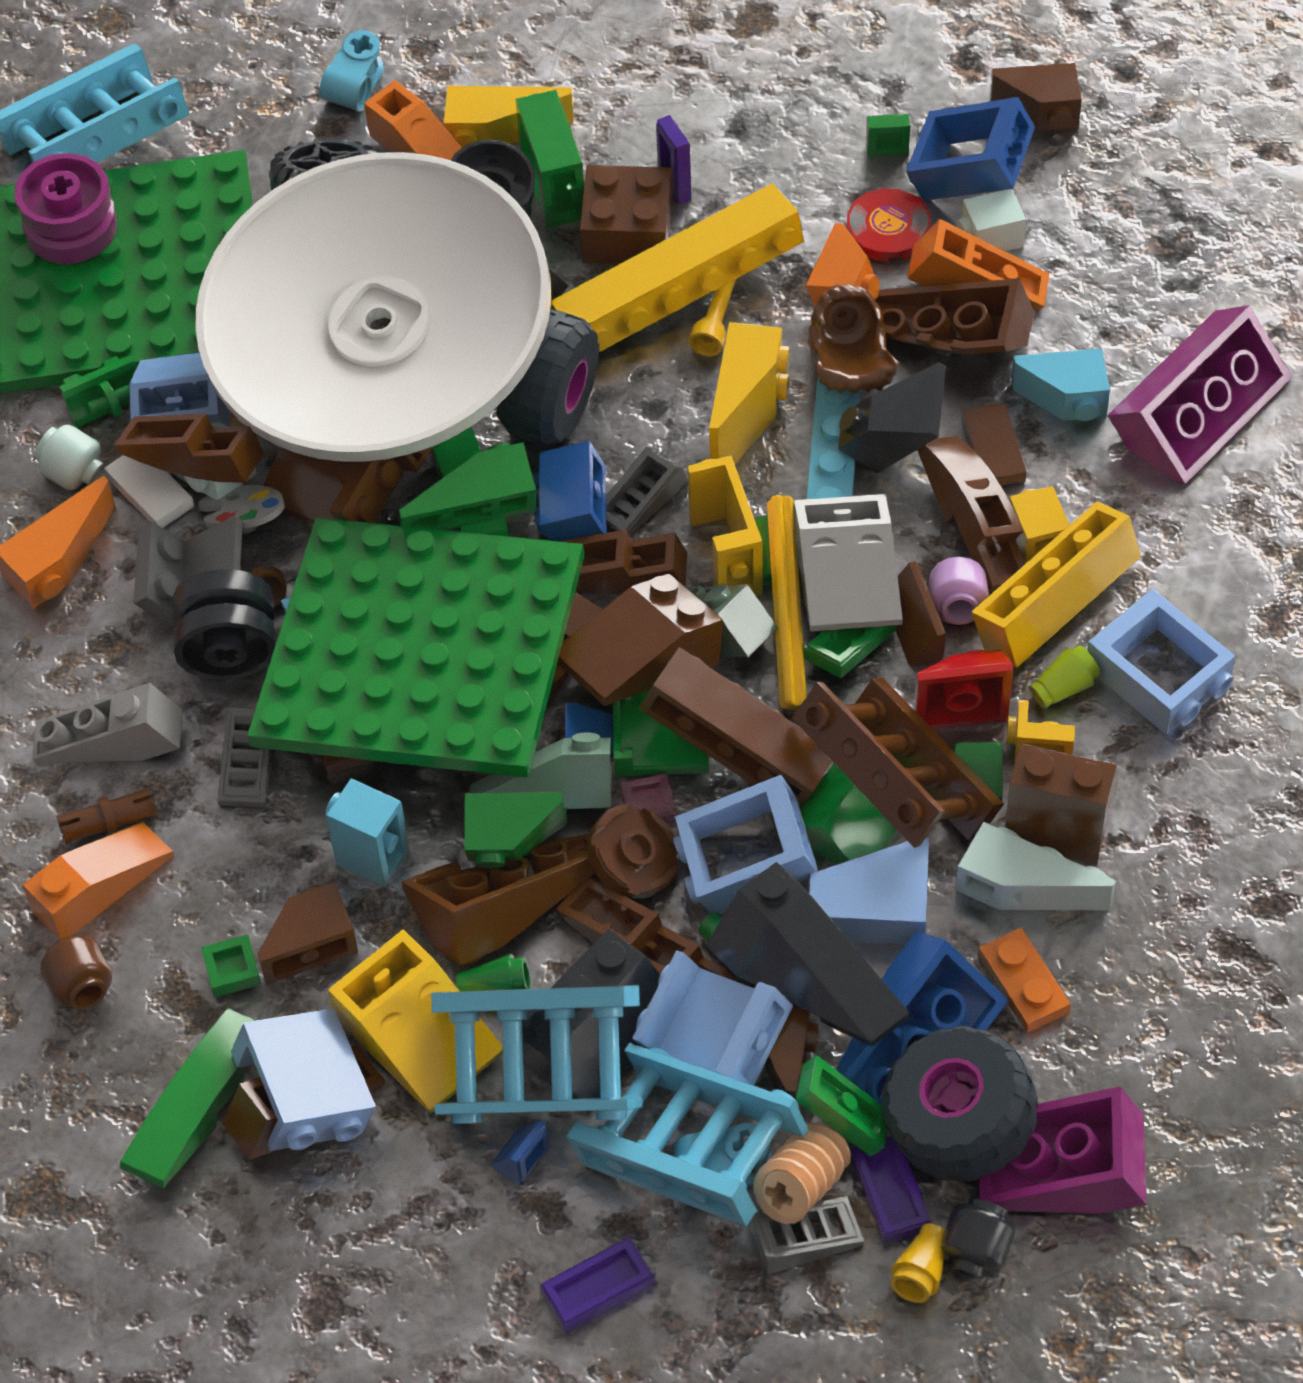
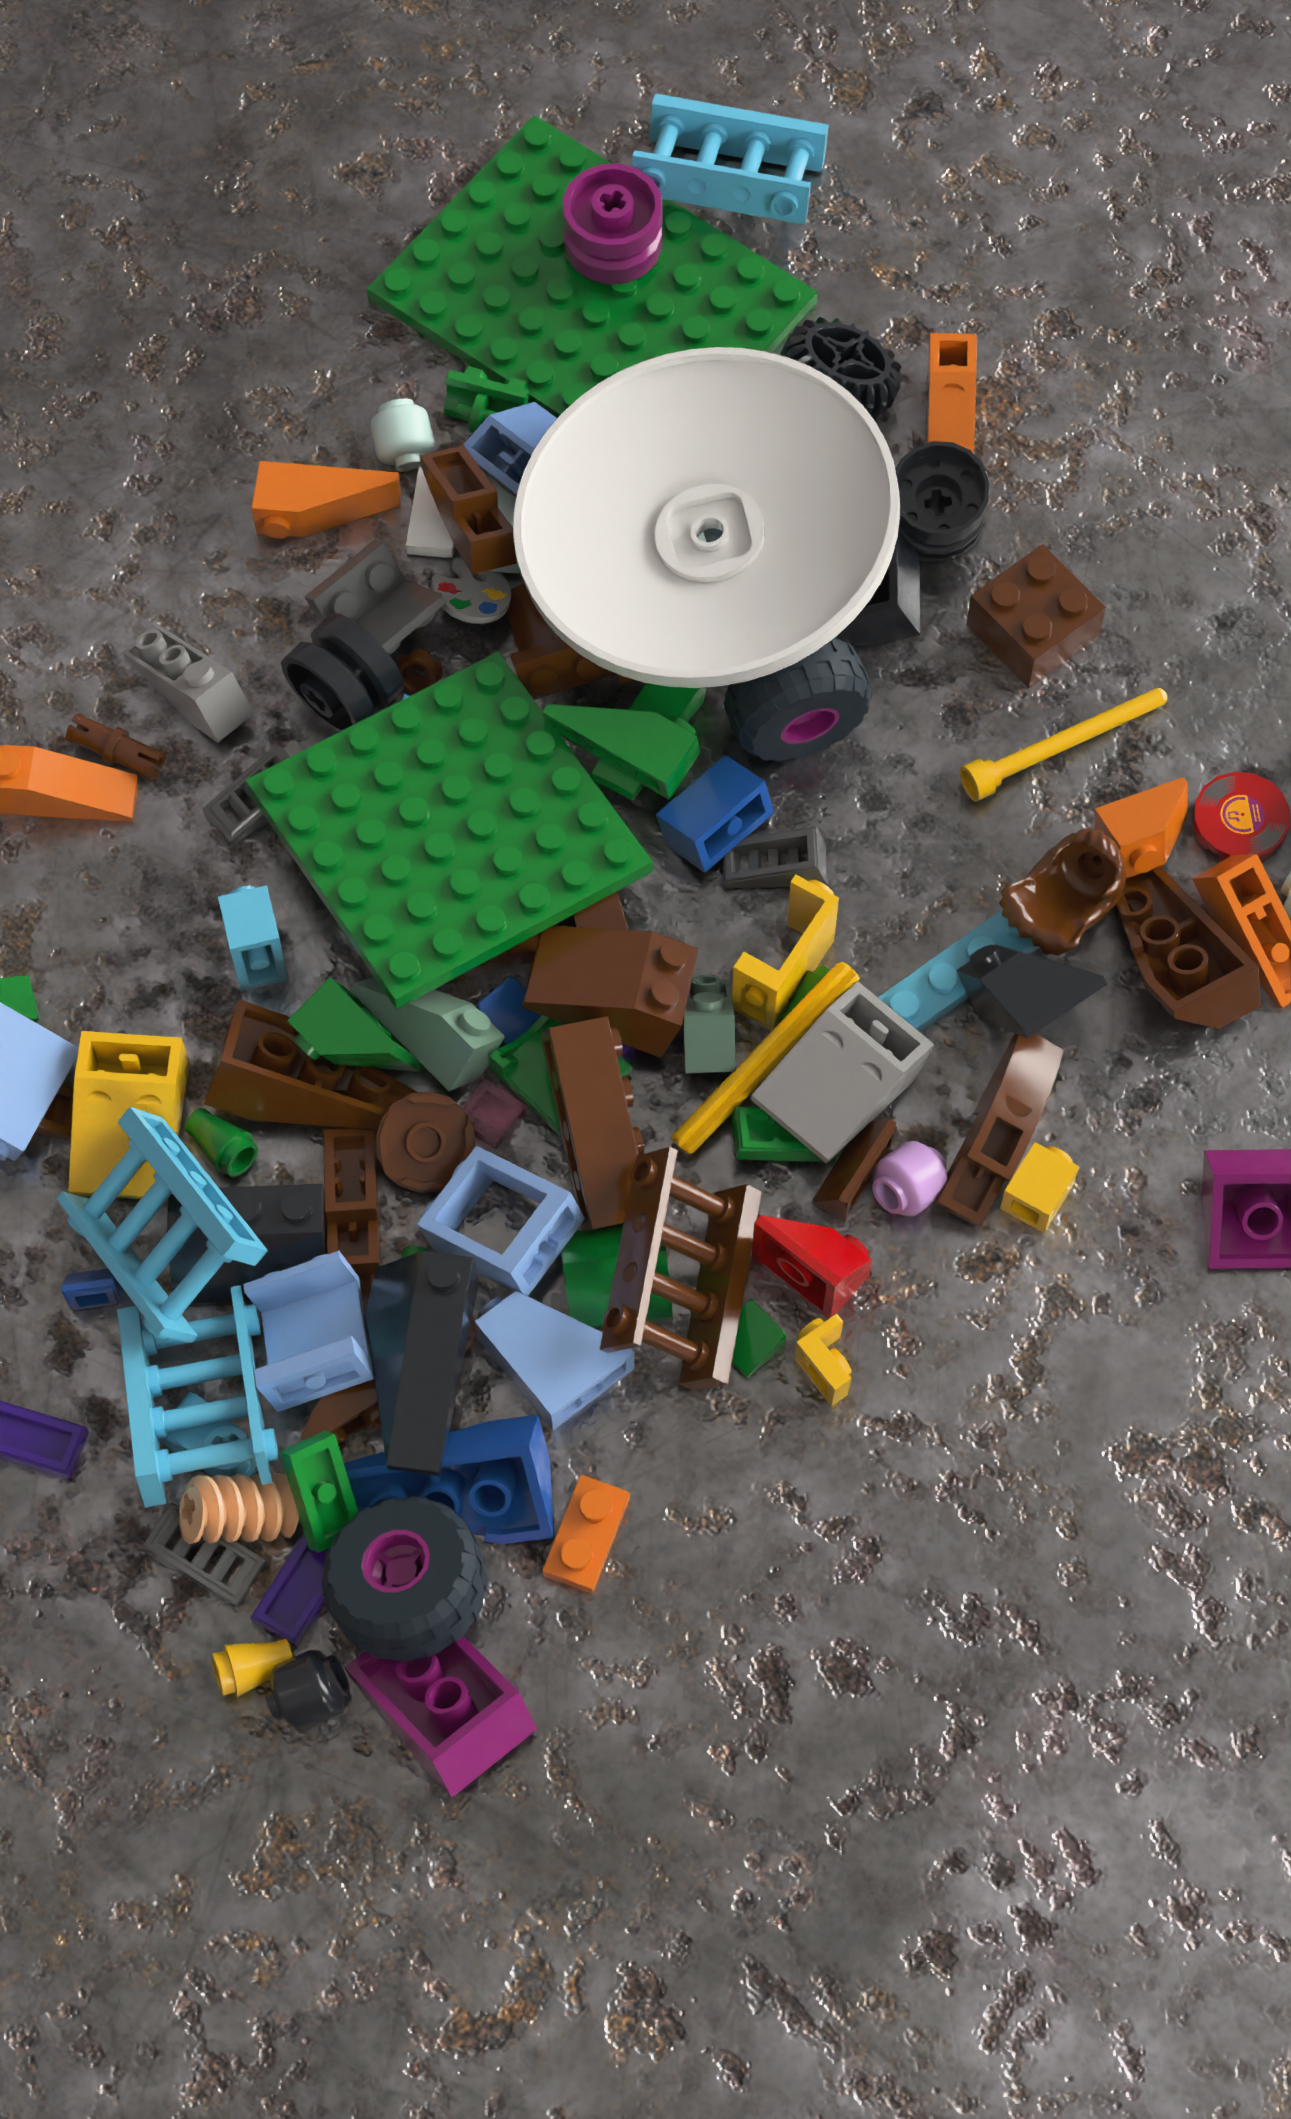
camera: 45 degrees right, 10 degrees up
(231, 965) = (65, 945): green plate -> none
(307, 934) = (139, 973): reddish brown slope -> none
(353, 71) = (968, 301): medium azure piece -> none
(490, 111) = (1039, 438): yellow slope -> none
(554, 157) = (1025, 507): green window -> none
(617, 562) = (690, 906): reddish brown slope -> none
(674, 152) = (1119, 602): dark purple tile -> none
(685, 266) = (1014, 702): yellow brick -> none
(747, 388) = (930, 857): yellow slope -> none
(994, 440) = (1093, 1086): reddish brown tile -> none
(1023, 876) = (673, 1449): light aqua slope -> none
(1057, 583) = (987, 1250): yellow brick -> none
(1061, 801) = (771, 1423): reddish brown slope -> none
(1064, 383) = (1210, 1091): medium azure slope -> none
(1066, 676) = (908, 1331): lime cone -> none
(1130, 630) = (994, 1344): light blue window -> none

